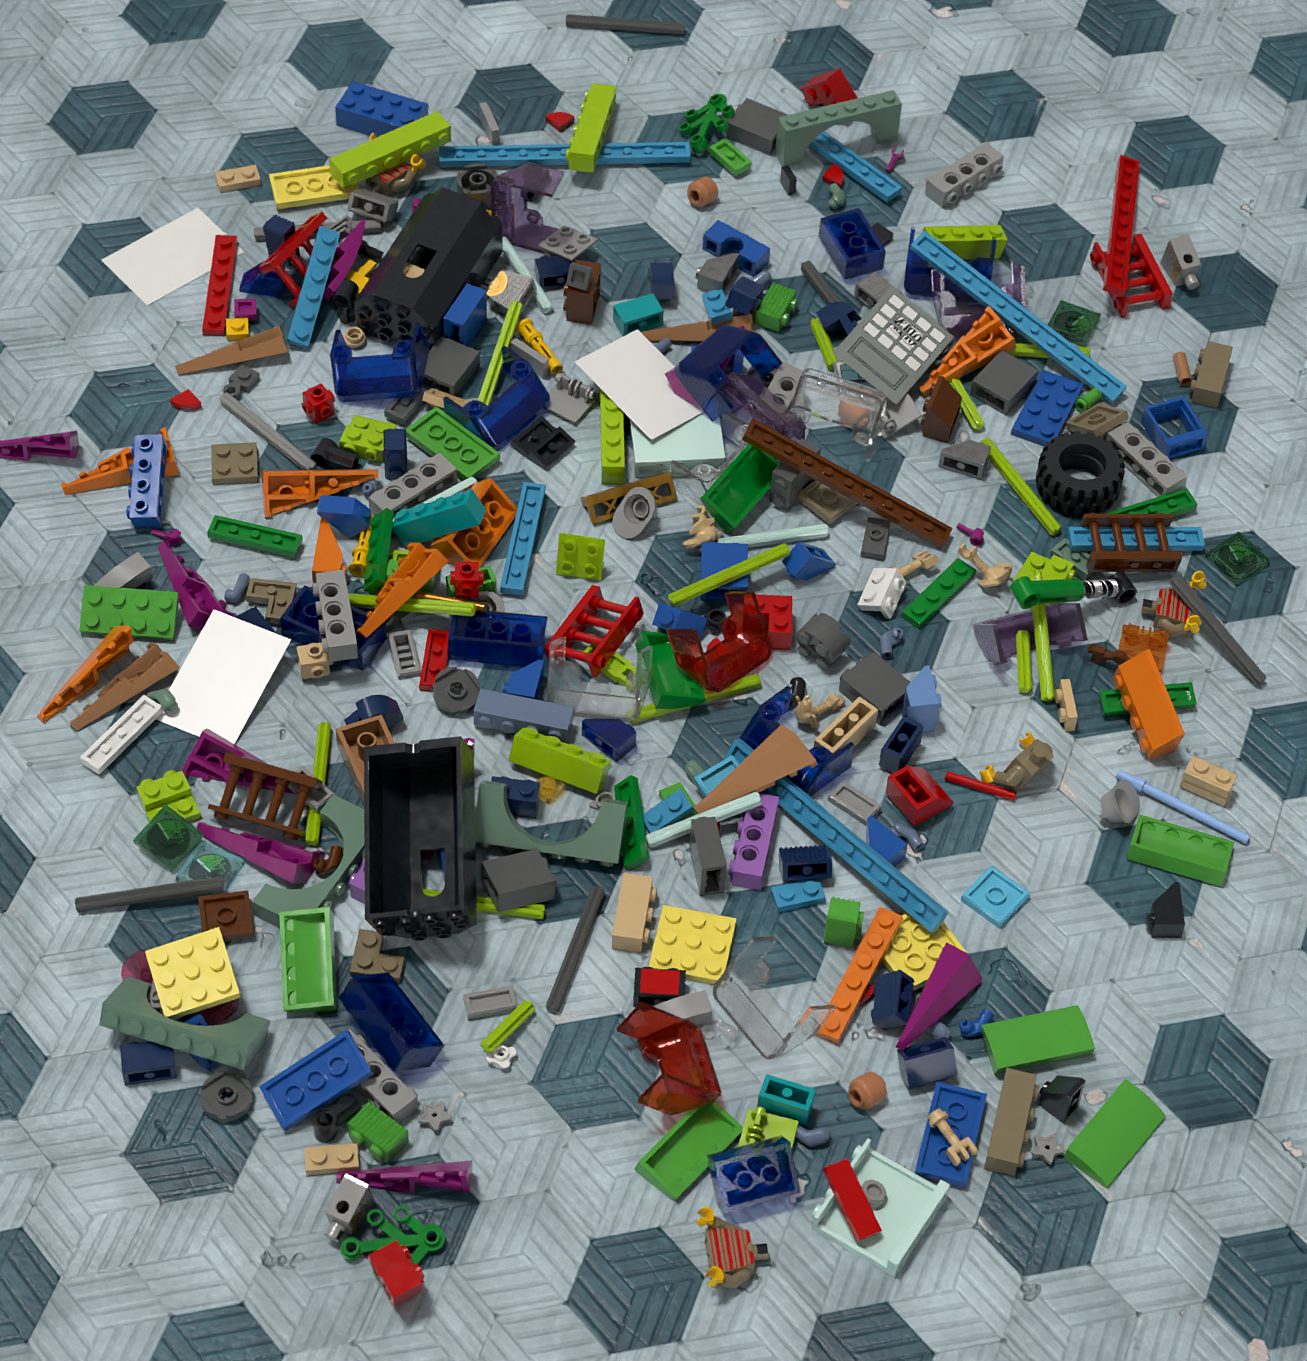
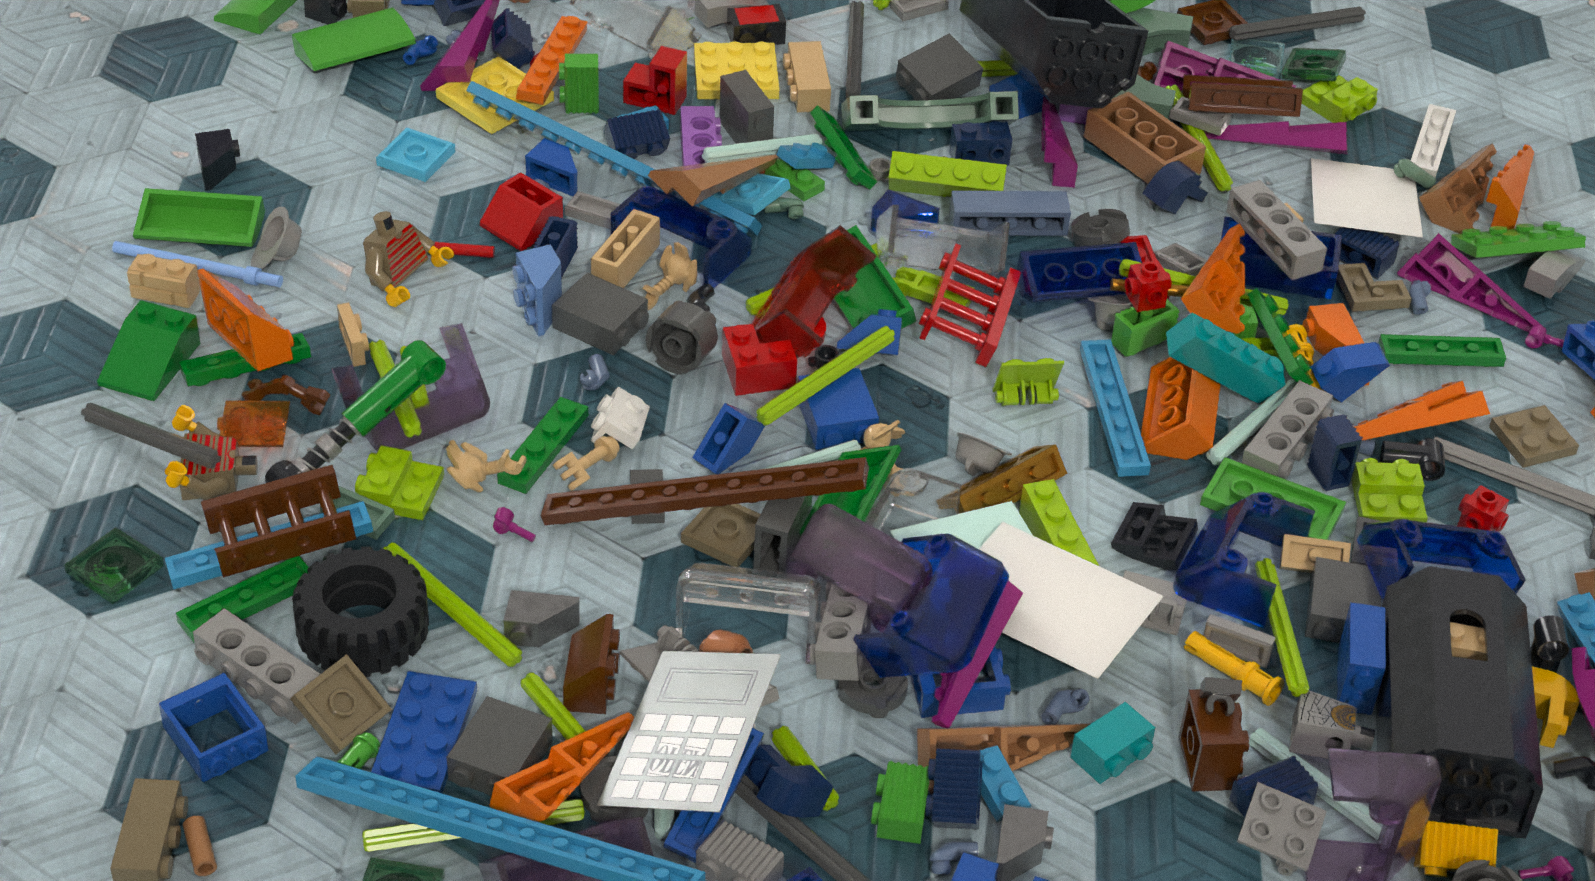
camera: 165 degrees right, 10 degrees down
(526, 681) = (1024, 237): blue slope -> none
(662, 279) = (1106, 800): dark blue brick -> none
(769, 918) = (659, 83): none -> red brick
(1216, 722) = (149, 350): none -> green slope

